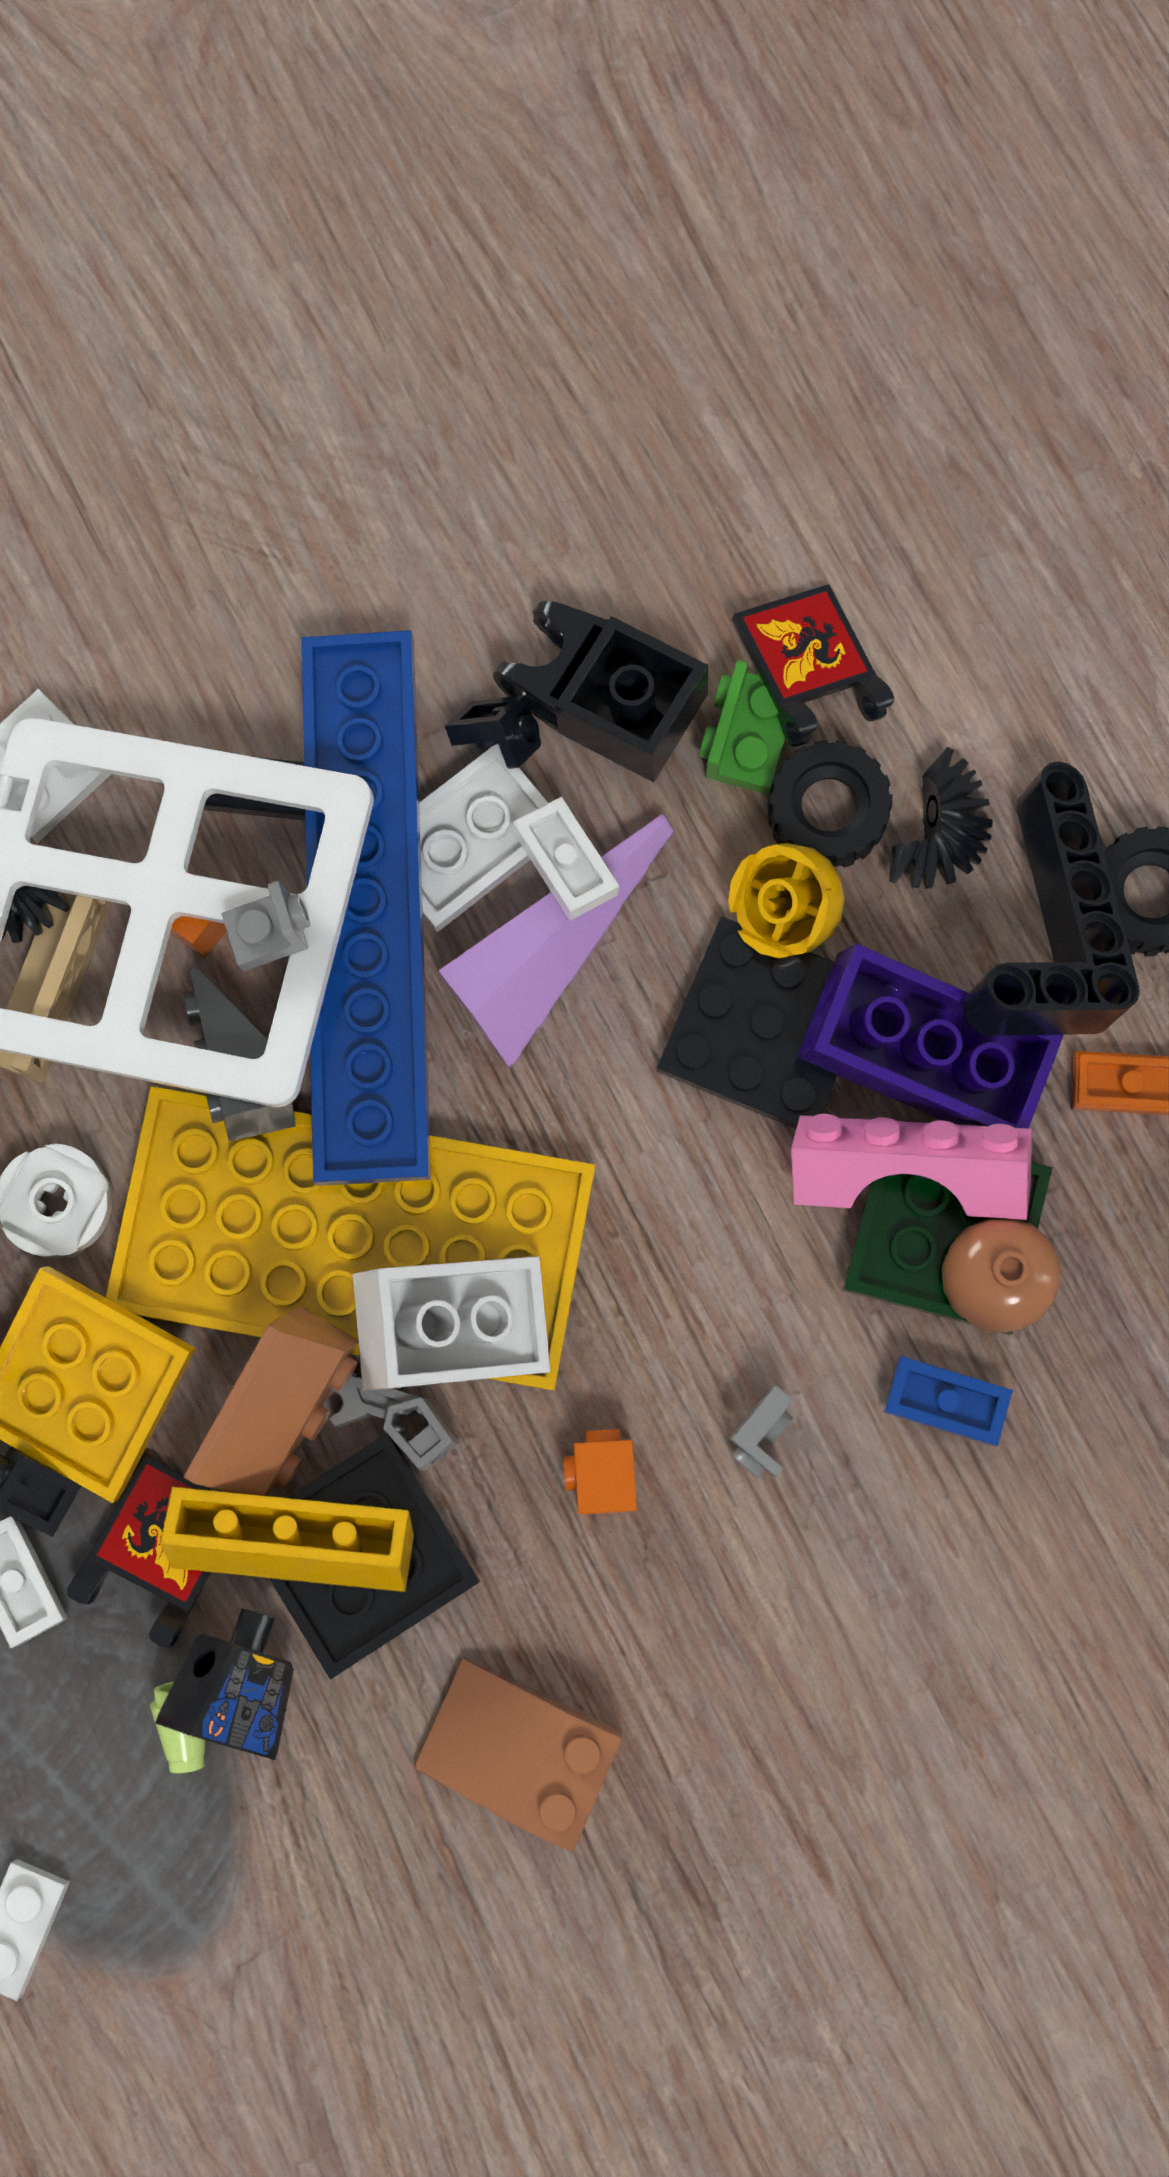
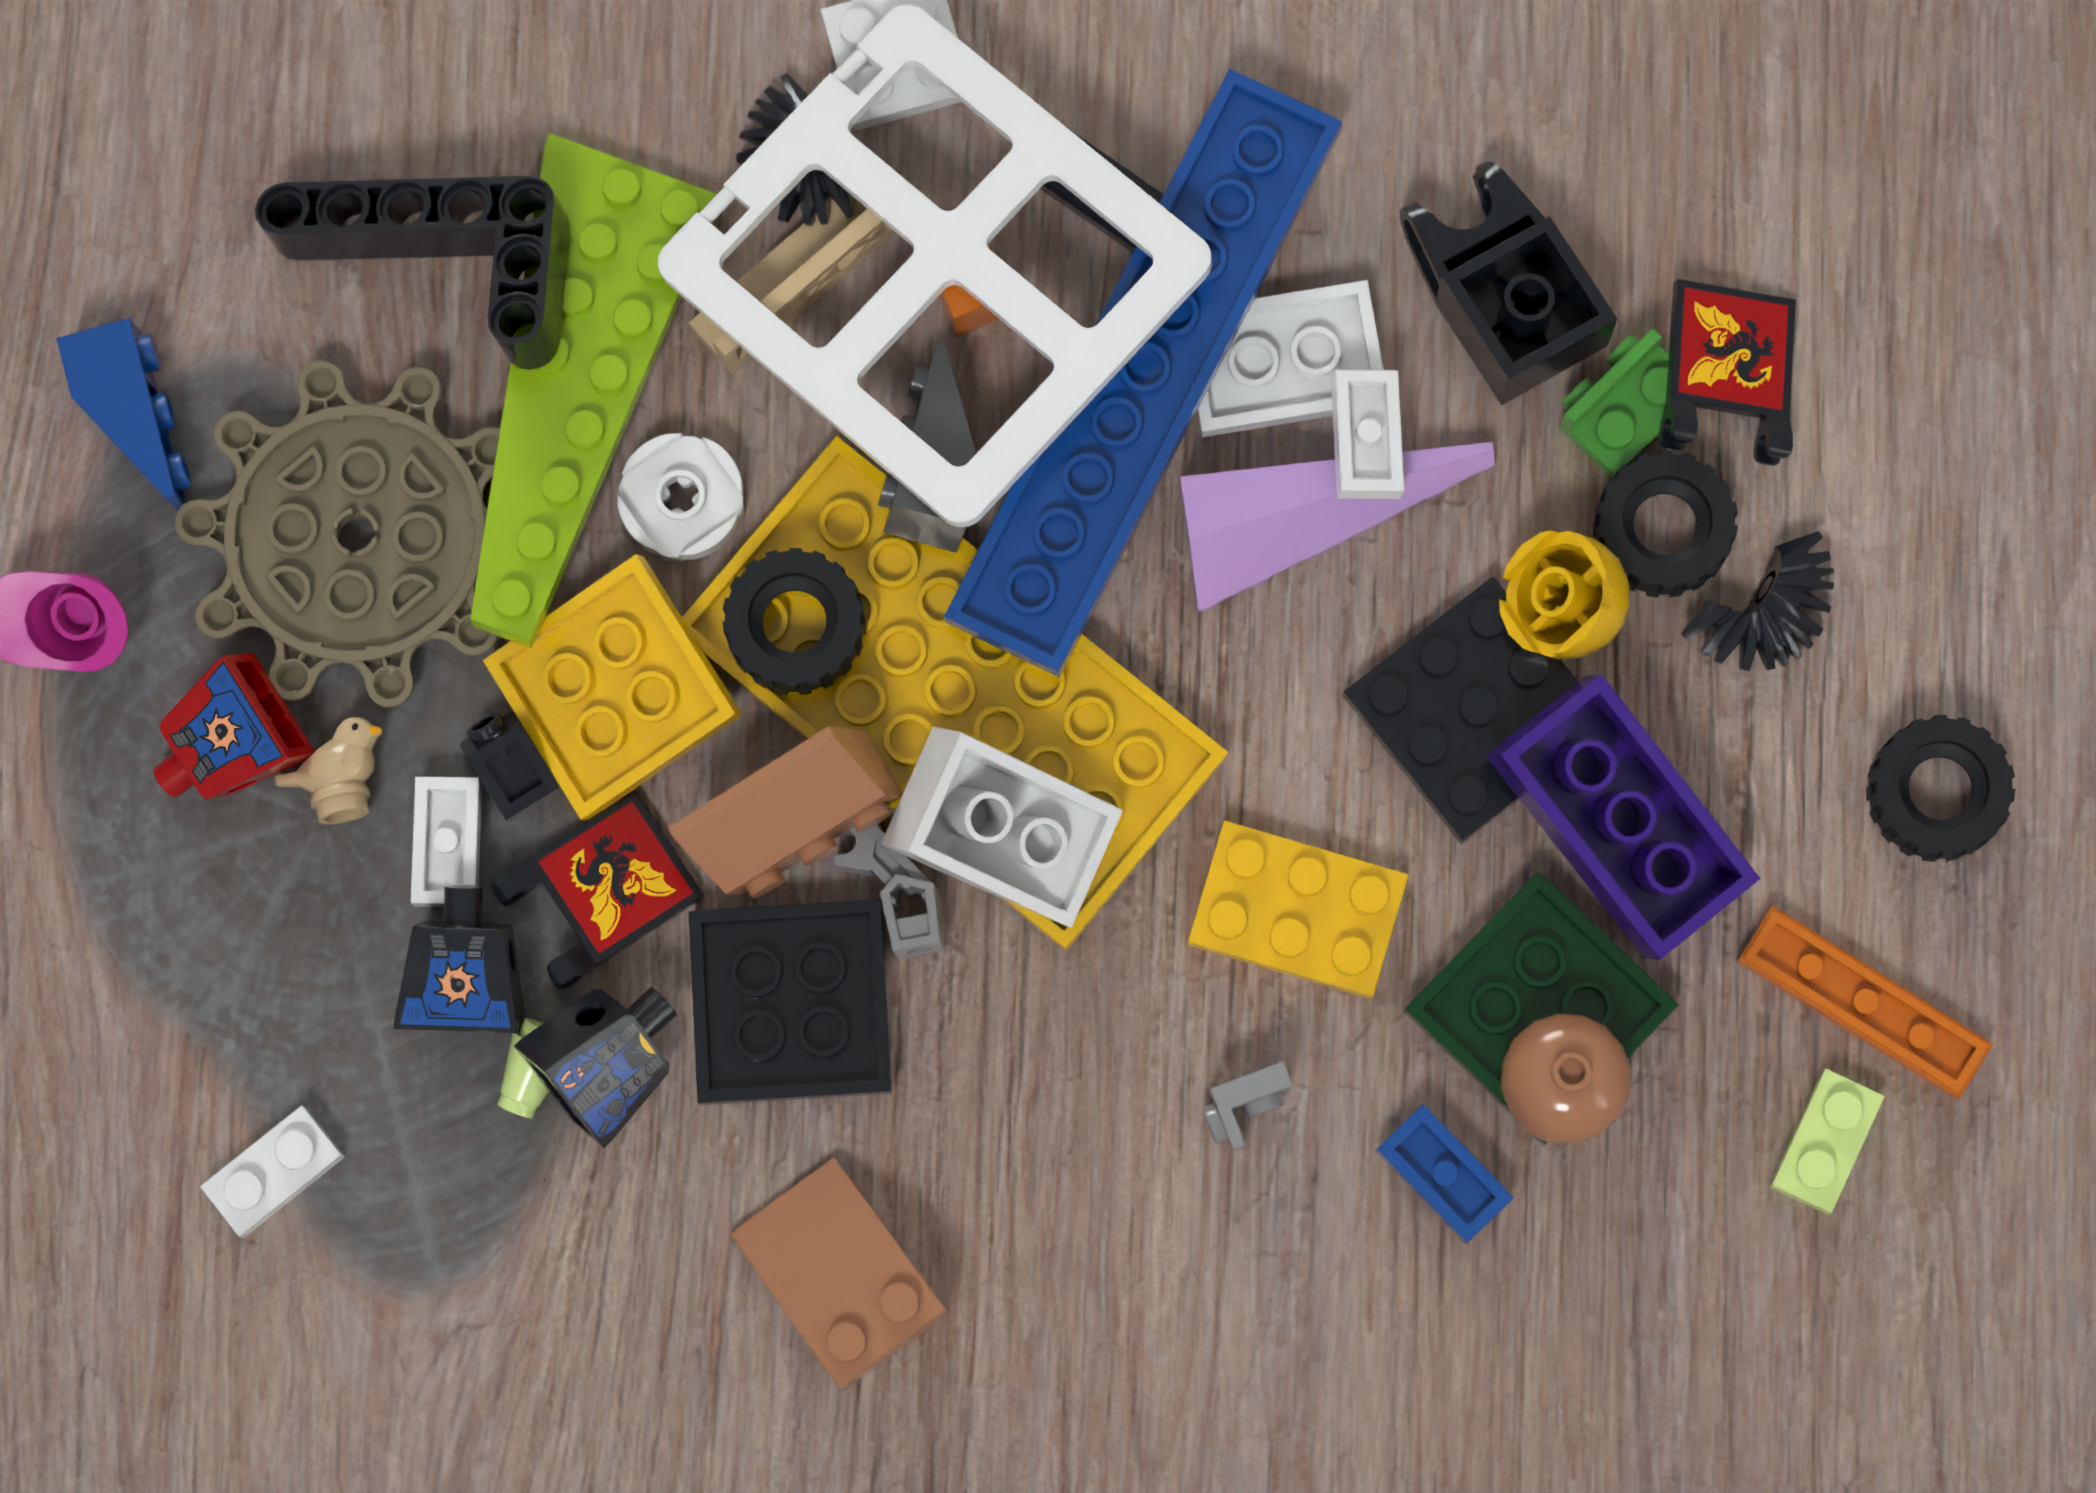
camera: 30 degrees right, 0 degrees up
(81, 1682) = (461, 971): none -> torso
(154, 1237) = (794, 572): none -> black tyre
(267, 928) = (1035, 344): light grey bracket -> none
(288, 1539) = (733, 944): yellow brick -> none
(500, 722) = (1380, 261): black bracket -> none
(602, 1473) = (1067, 1055): orange brick -> none
(716, 1257) = (1298, 909): none -> yellow plate
(979, 1164) = (1602, 959): bright pink arch -> none
(1092, 963) = (1834, 770): black beam -> none

